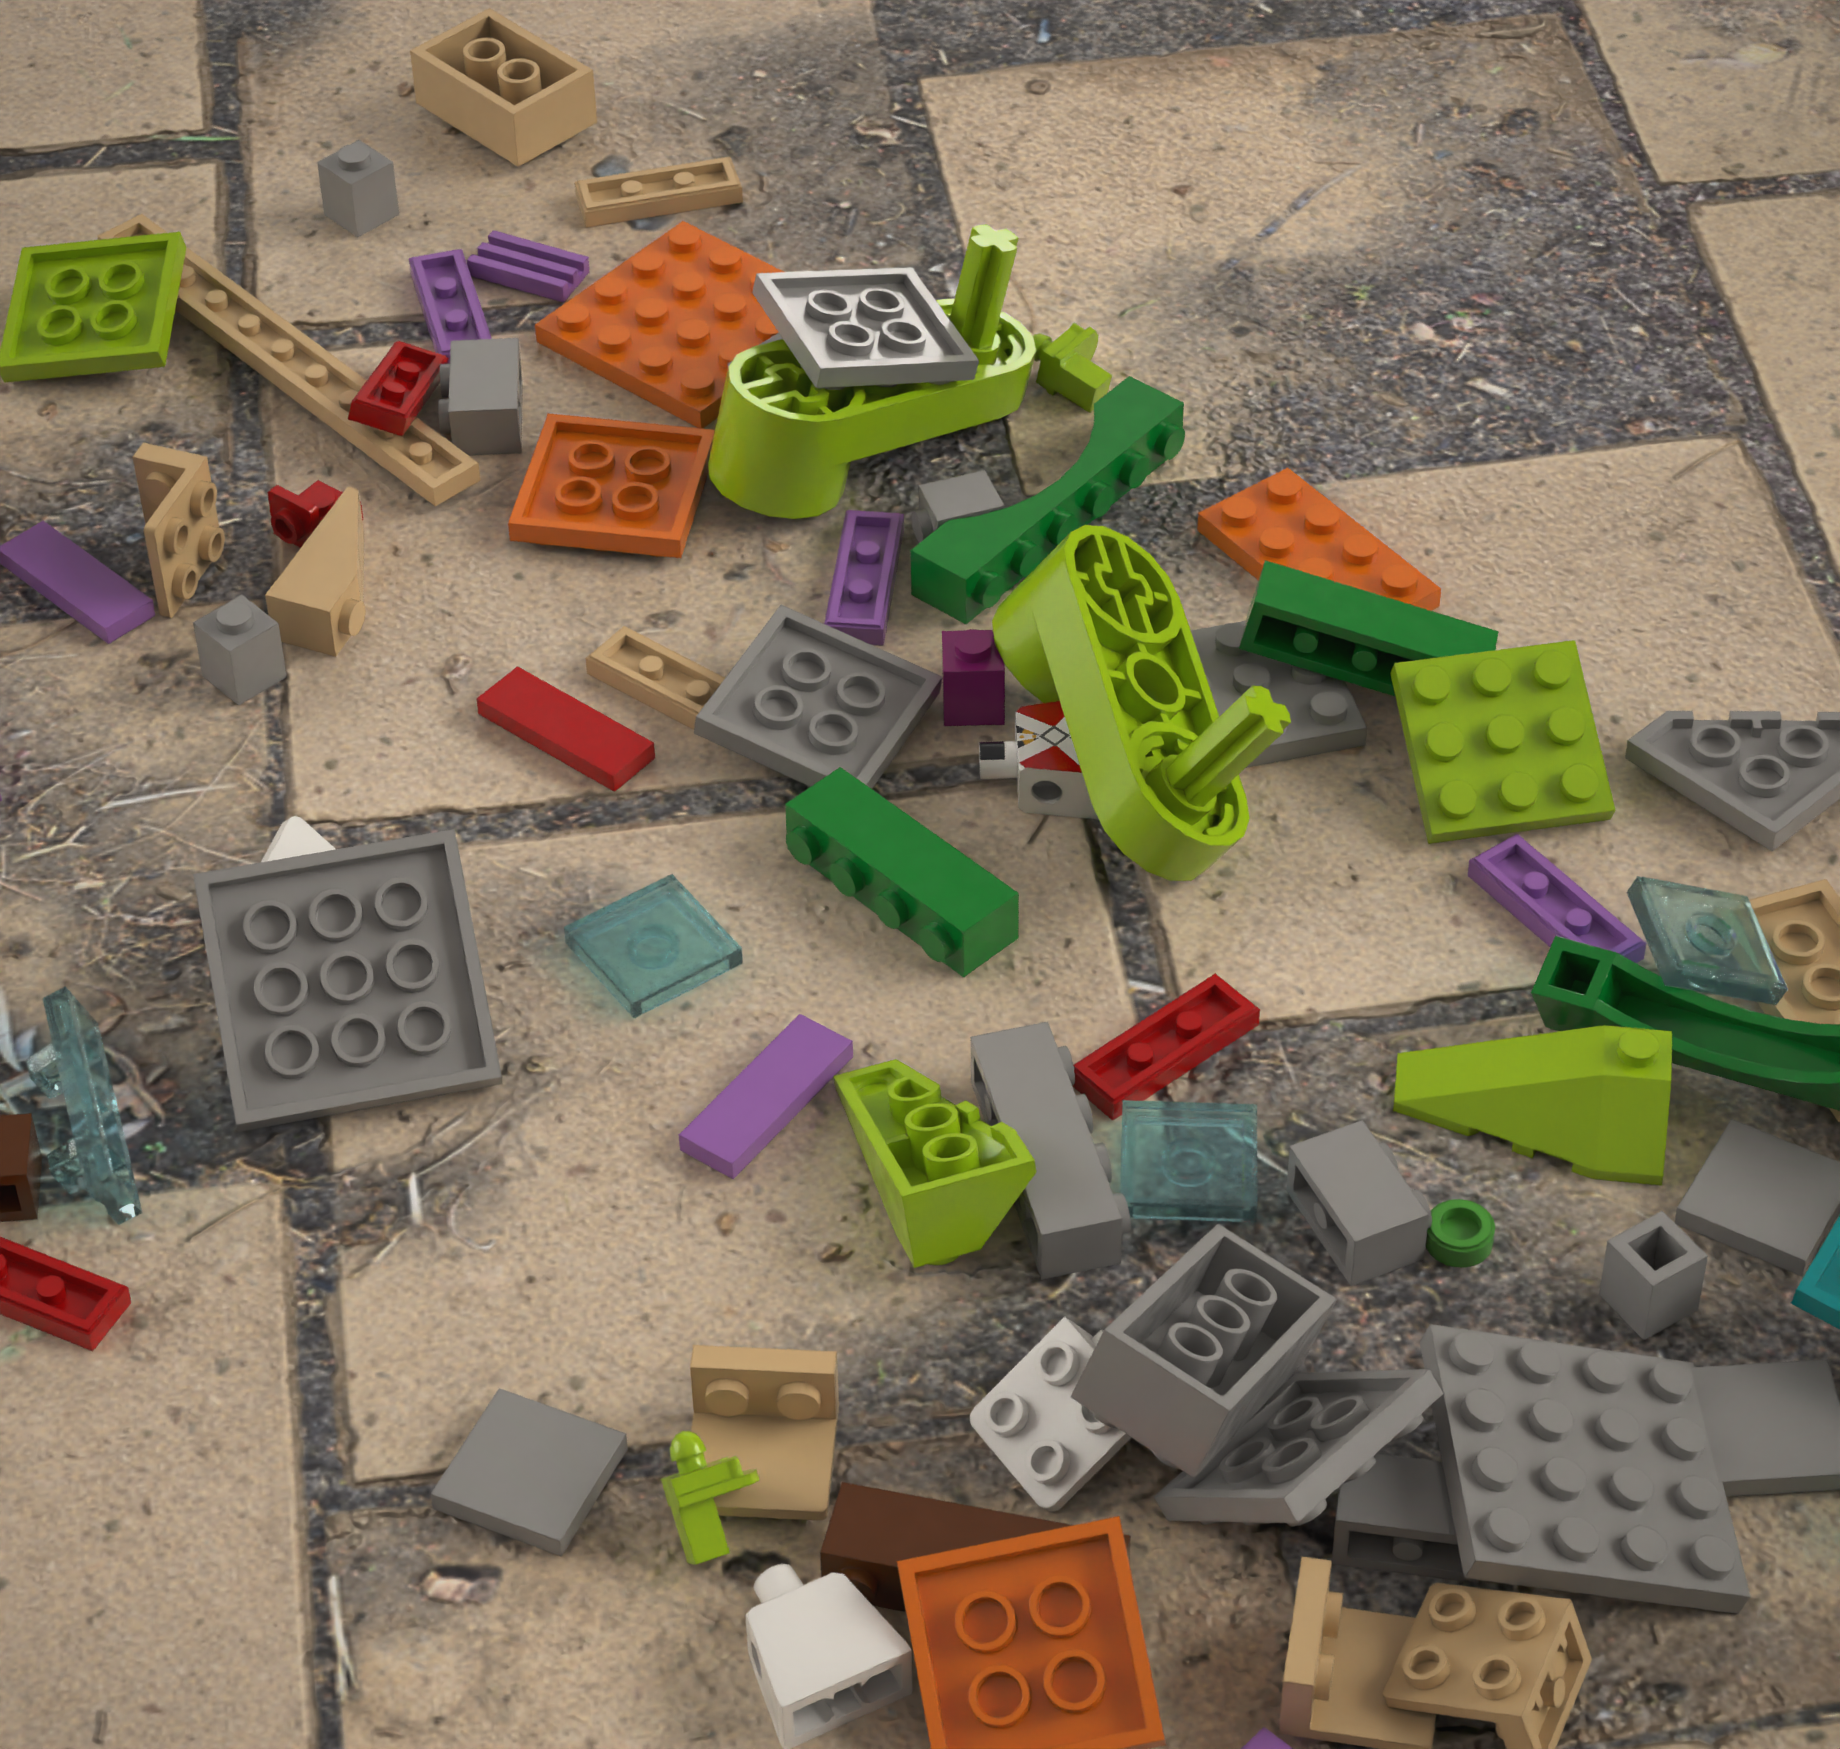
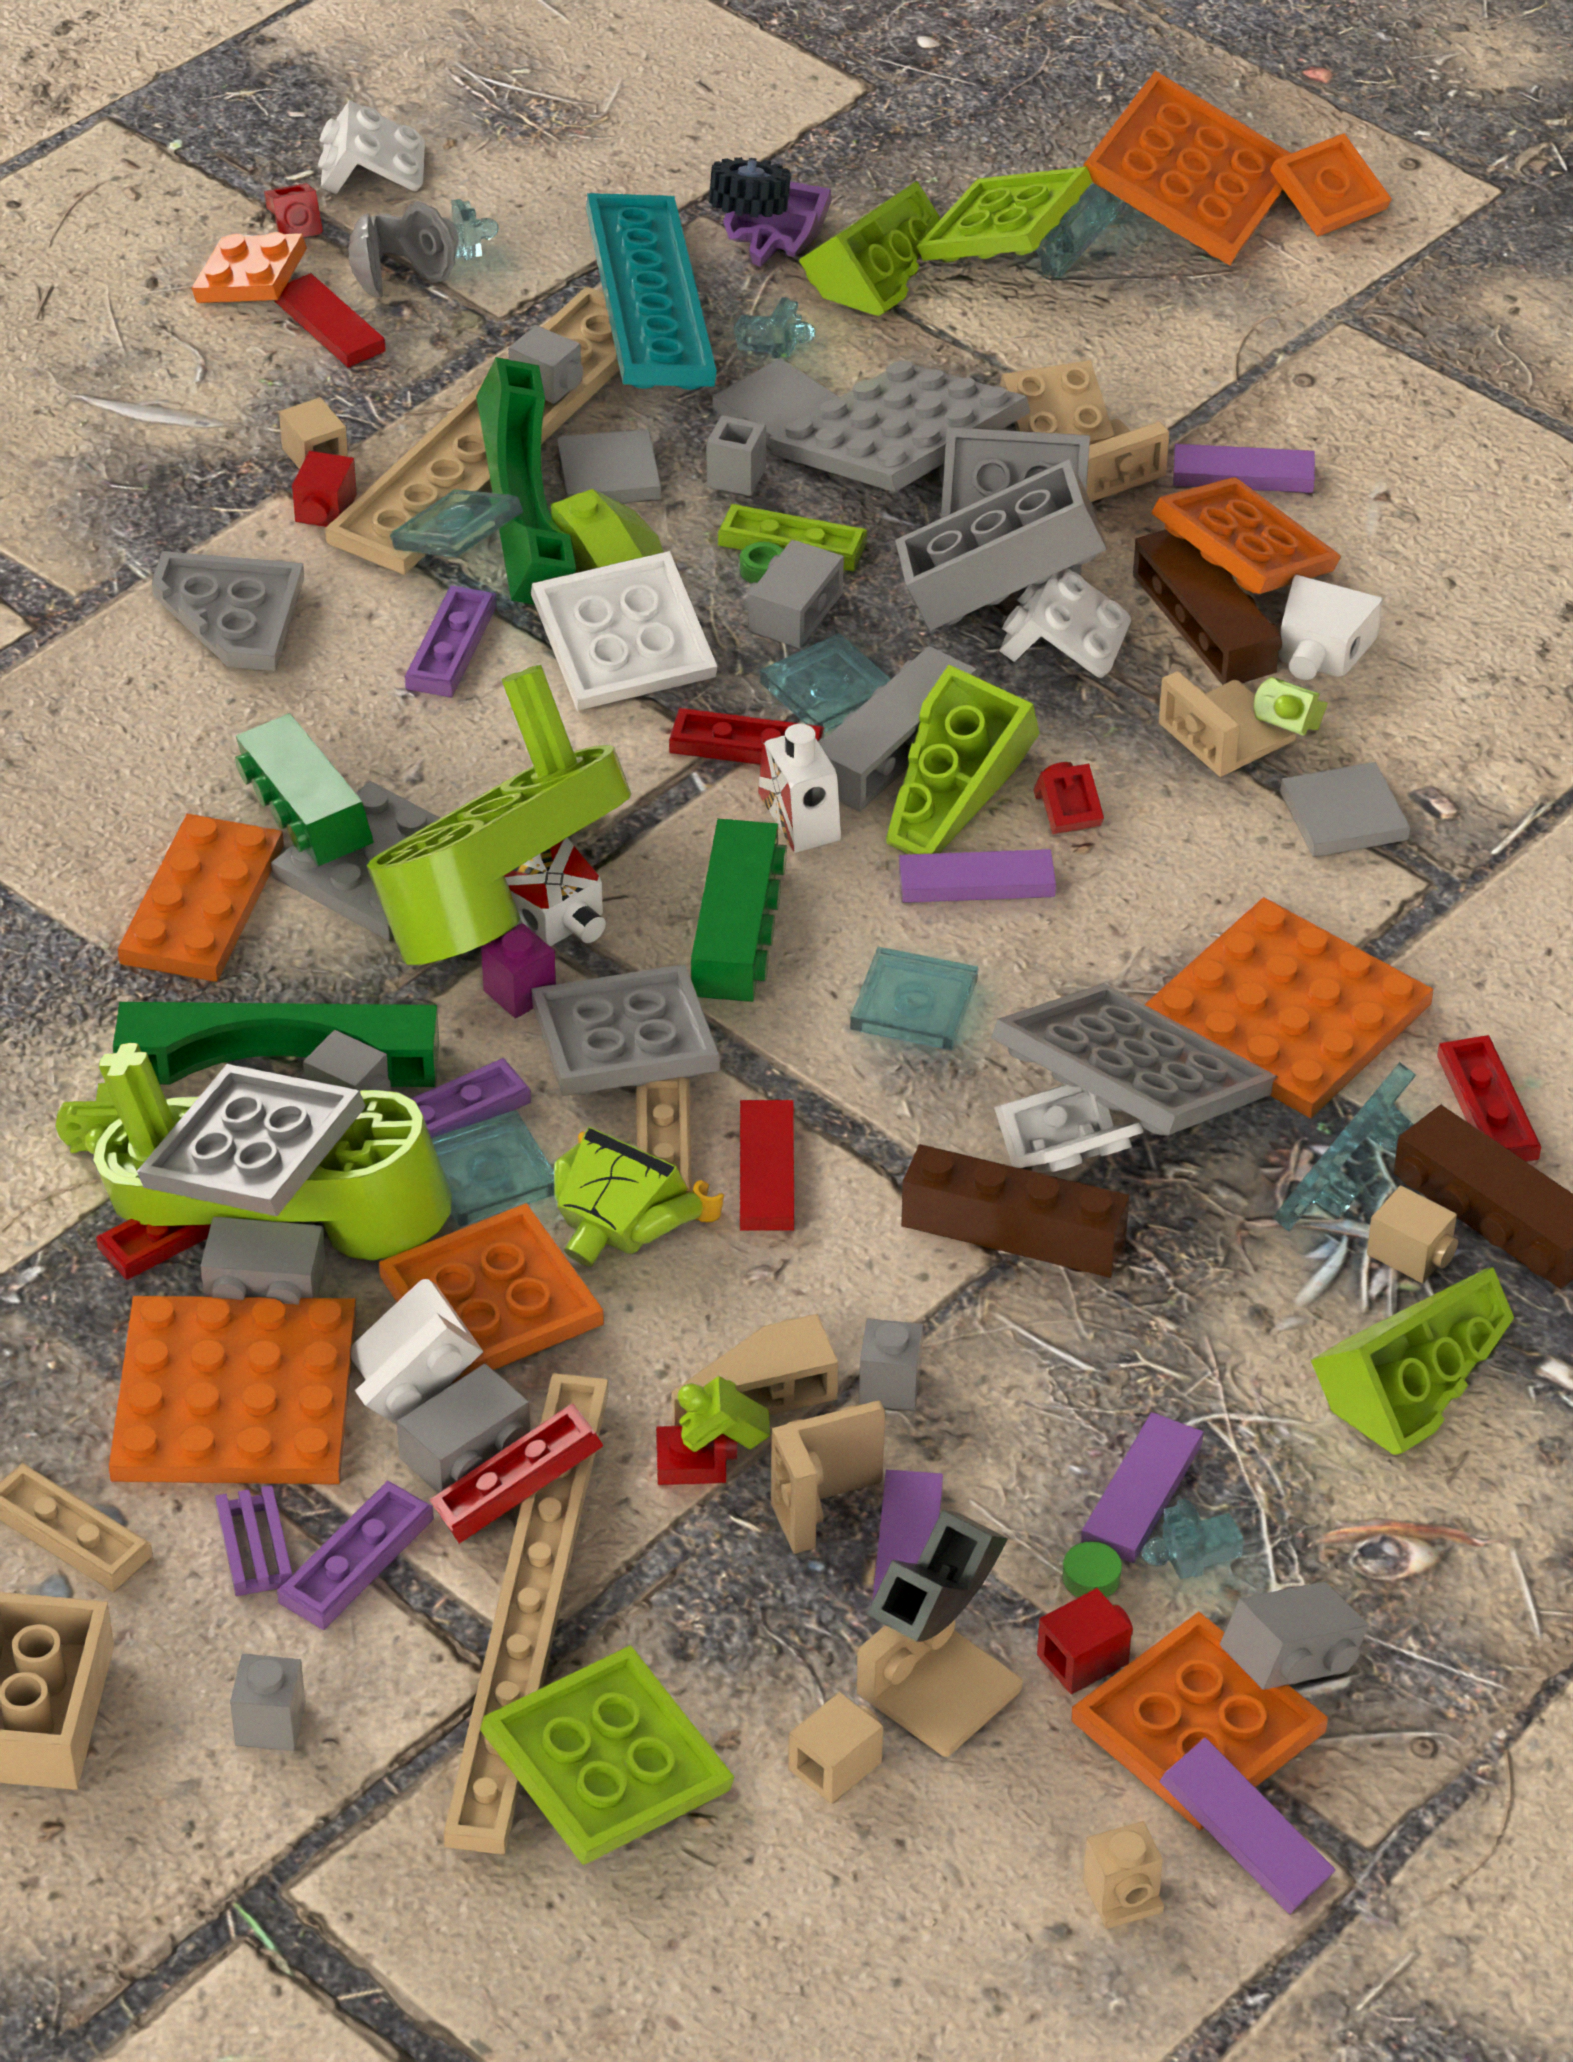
camera: 130 degrees left, 0 degrees up
(288, 488) = (718, 1411): none -> lime piece
(322, 1220) = (1293, 1003): none -> orange plate
(346, 799) = (1014, 1210): none -> reddish brown brick
(547, 372) = (412, 1352): none -> white bracket
(617, 587) = (623, 1196): none -> lime torso
(764, 563) = (493, 1167): none -> clear light blue tile
(795, 1221) = (1069, 797): none -> red bracket
(1013, 984) = (795, 769): none -> white torso
(1413, 1008) = (623, 630): none -> white plate
(1489, 1283) = (751, 525): none -> lime tile
(1502, 741) = (340, 696): lime plate -> none

